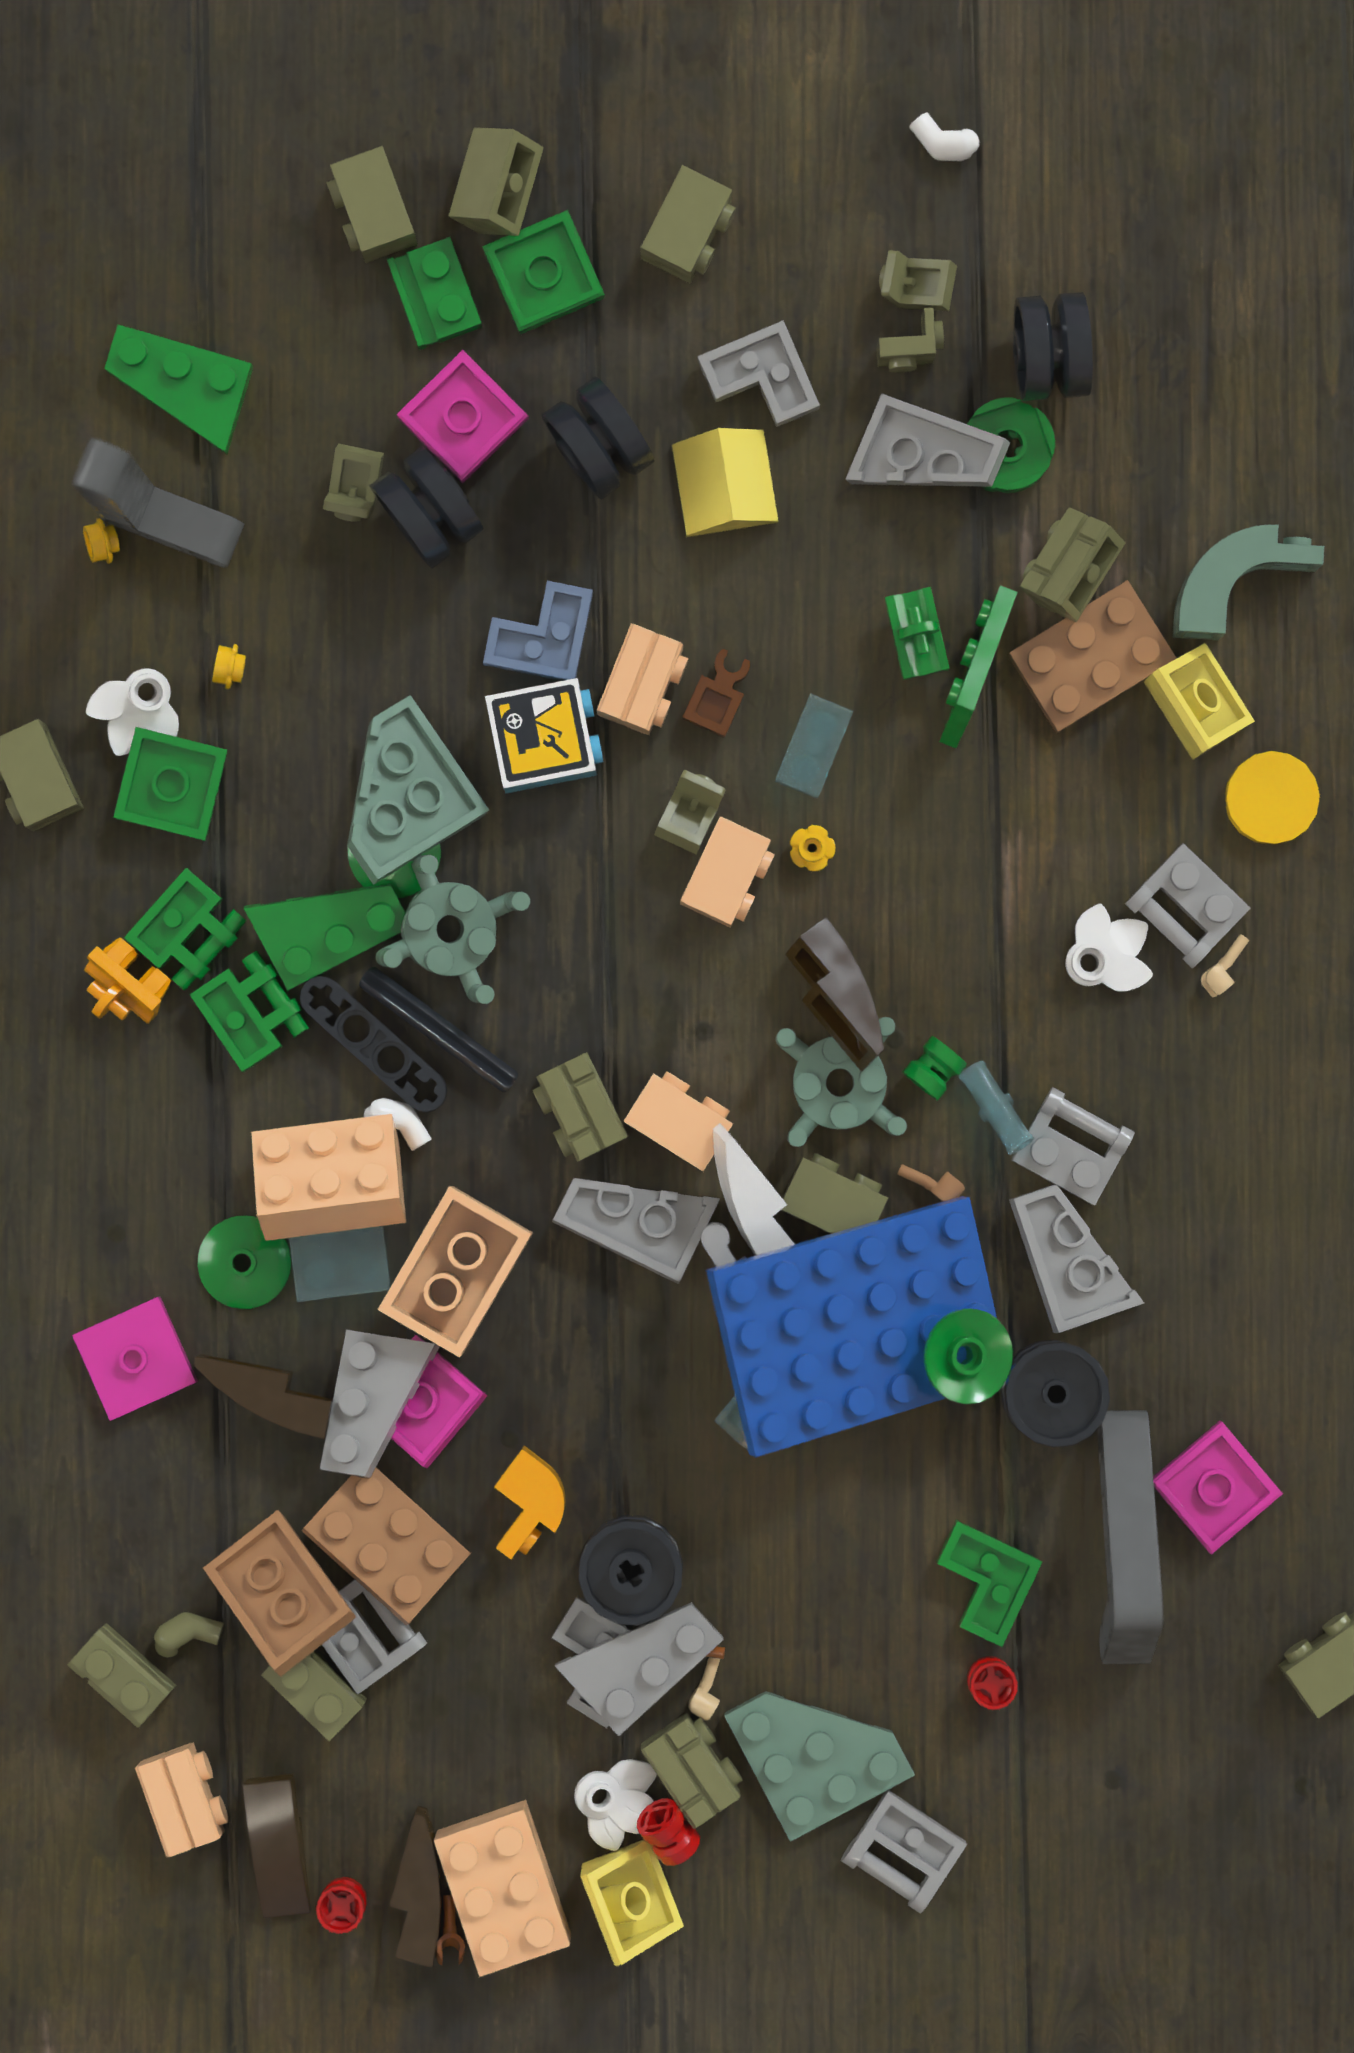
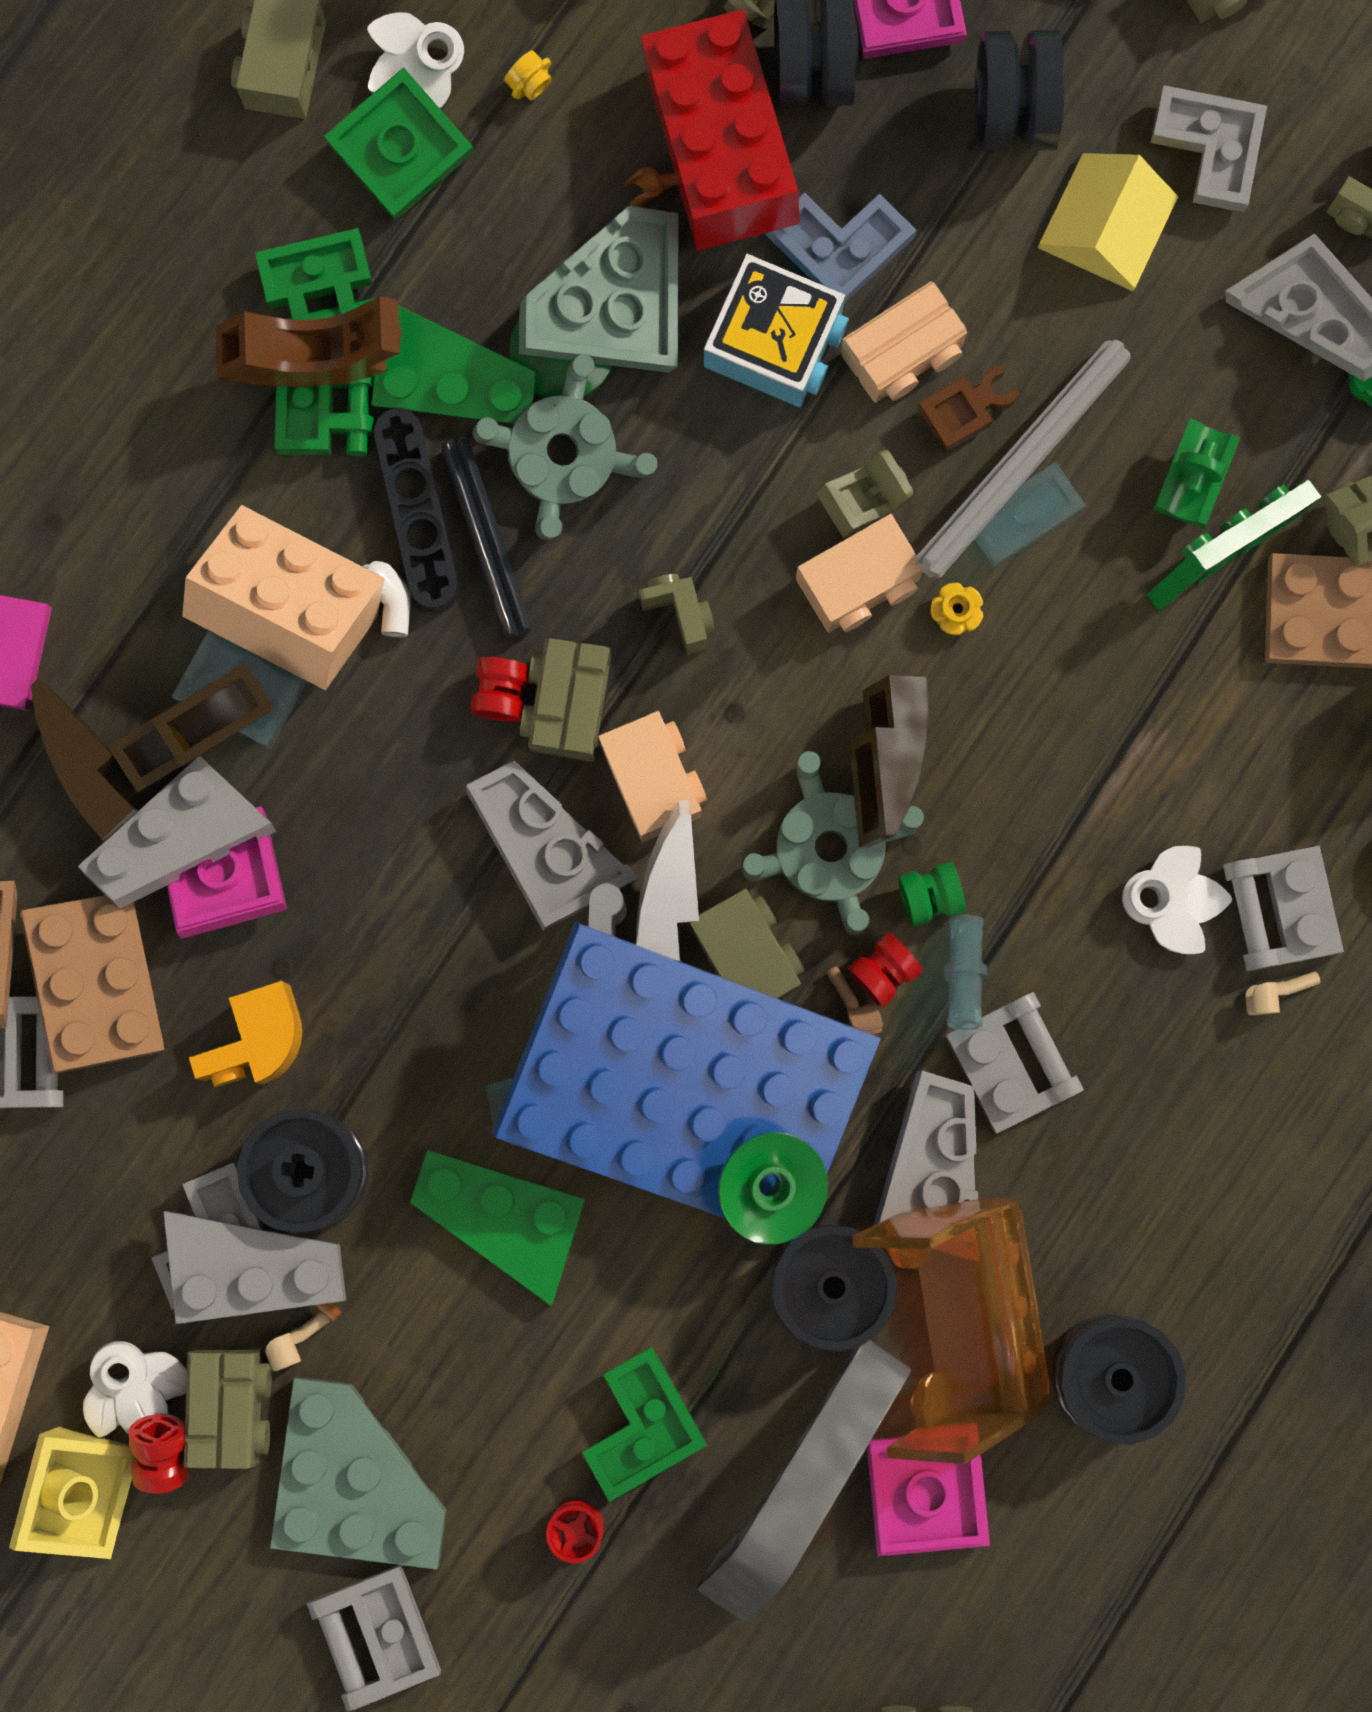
camera: 40 degrees right, 5 degrees down
(118, 989) = (221, 274): light orange hips -> none
(220, 985) = (308, 352): none -> reddish brown arch
(268, 1267) = (153, 656): green dish -> none
(329, 1315) = (191, 727): none -> dark brown slope
(377, 683) = (651, 183): none -> dark orange hand
(400, 614) = (721, 130): none -> red brick
(455, 1271) = (339, 769): light nougat brick -> none
(522, 1123) = (499, 689): none -> red wheel
(628, 986) = (693, 617): none -> olive bracket
(785, 707) = (1022, 459): none -> light grey axle
(790, 1503) = (503, 1218): none -> green wing
(938, 1133) = (896, 963): none -> red wheel
(1174, 1348) = (979, 1325): none -> clear orange windscreen
(1303, 1345) = (1152, 1370): none -> black wheel

